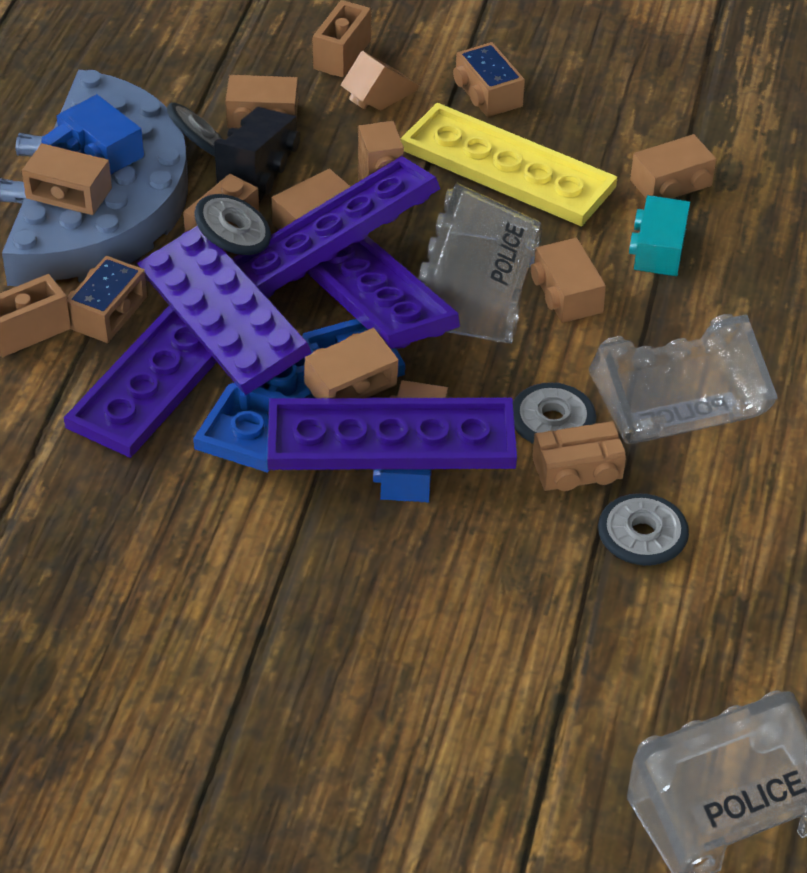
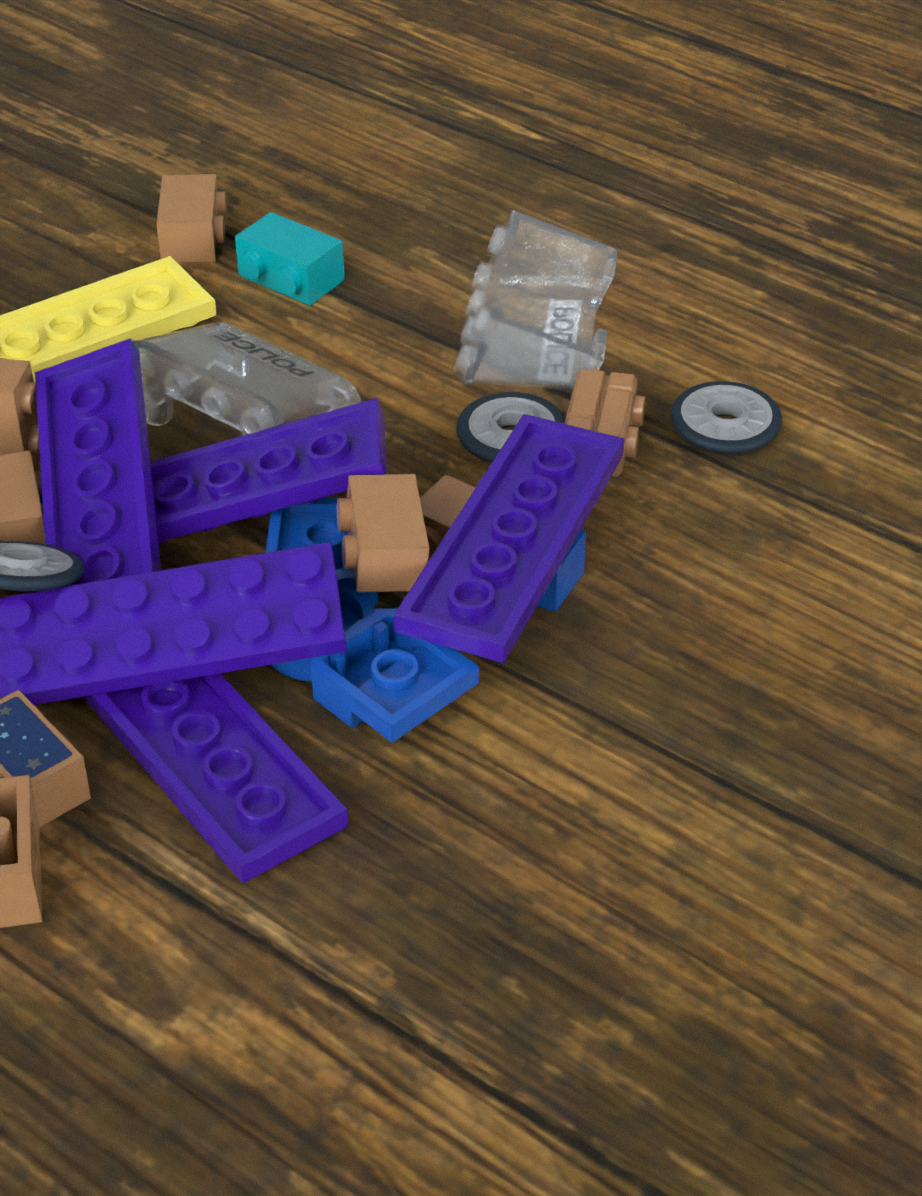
camera: 65 degrees left, 5 degrees down
(568, 280) = (318, 334): medium nougat brick -> none

